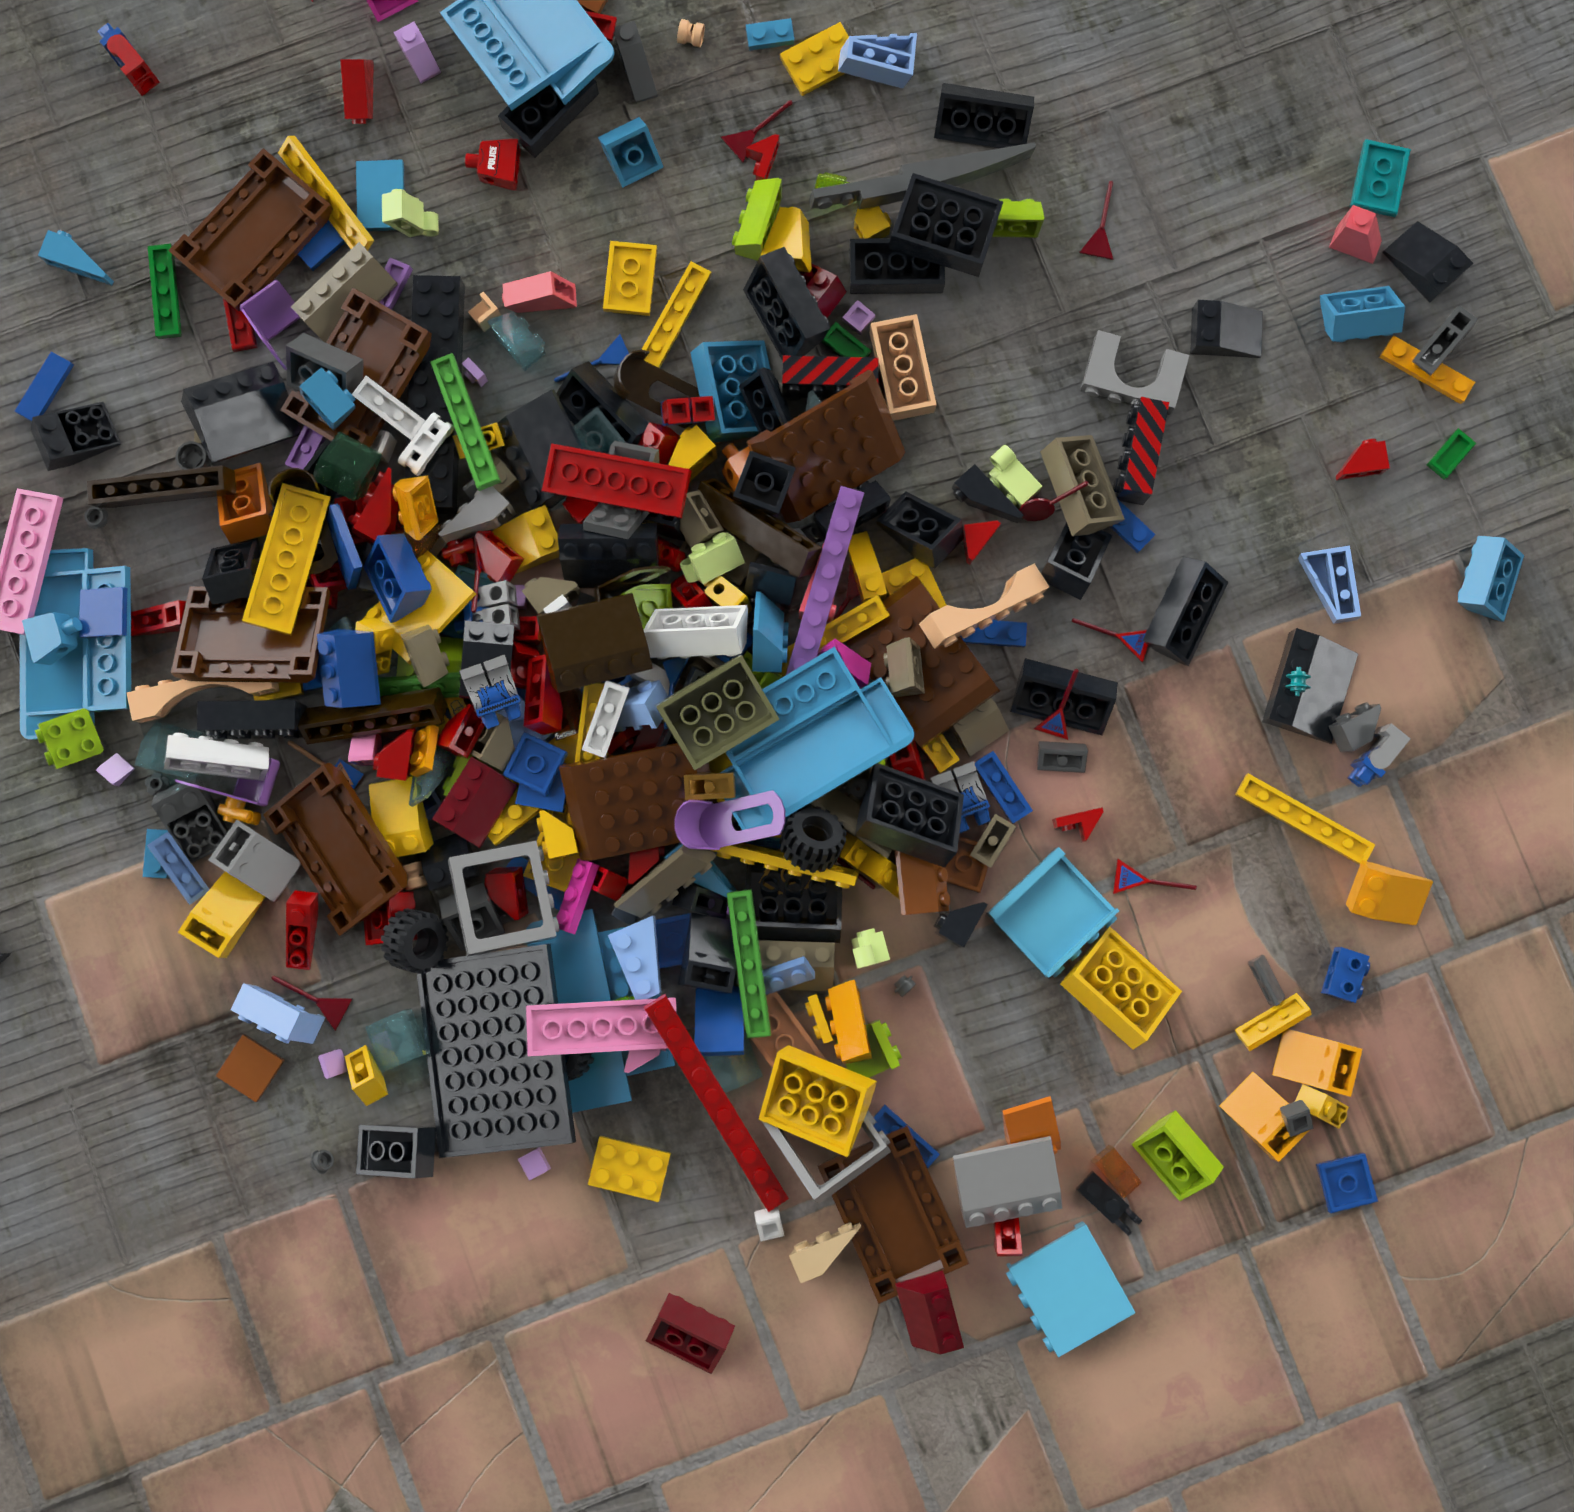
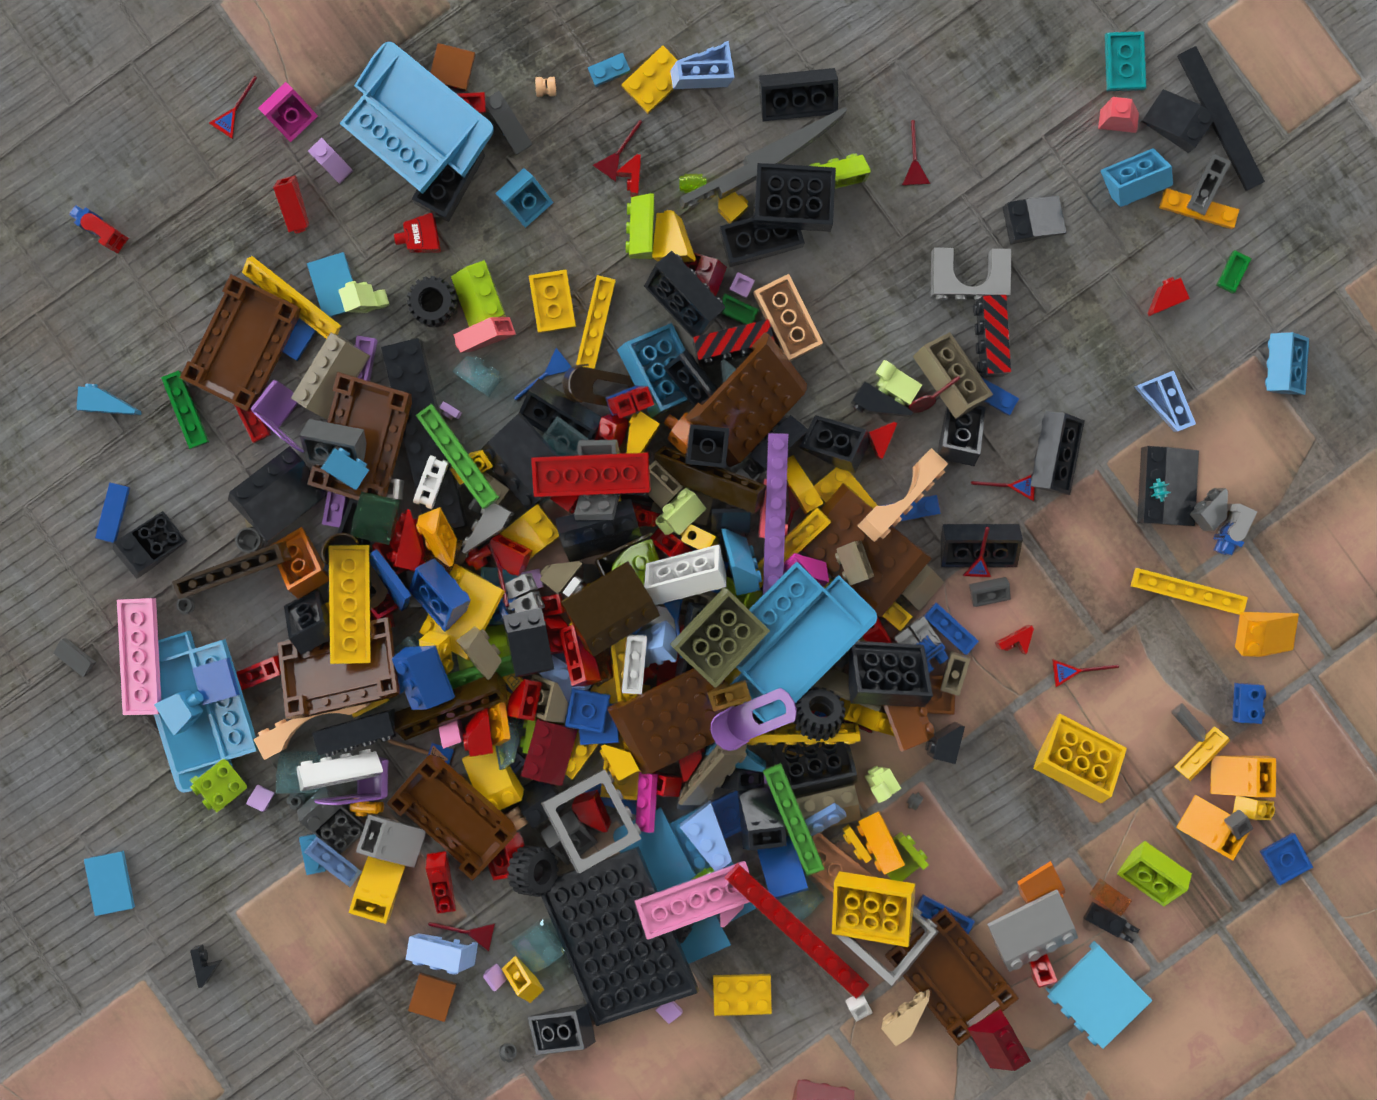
camera: 15 degrees left, 5 degrees up
(388, 407) = (394, 462): white plate -> none
(482, 224) = (418, 293): none -> black tyre
(484, 312) = (444, 360): light nougat panel -> none
(497, 697) = (541, 674): hips -> none
(545, 243) = (477, 293): none -> lime slope
(1053, 913) = (1014, 715): medium azure panel -> none
(1479, 275) = (1223, 123): none -> black tile

